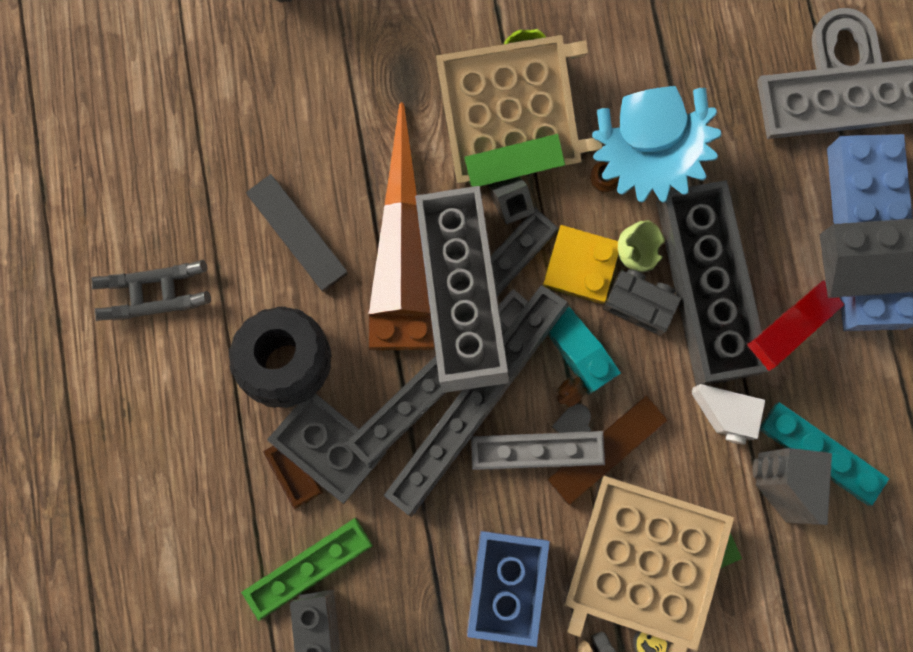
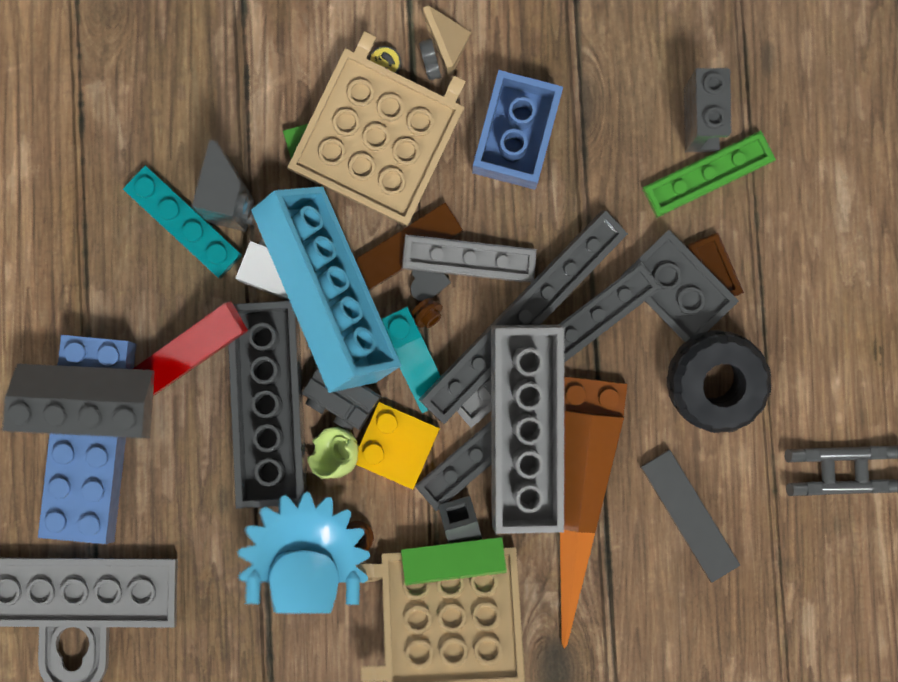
camera: 165 degrees left, 5 degrees up
(678, 399) = (325, 288): none -> medium azure brick

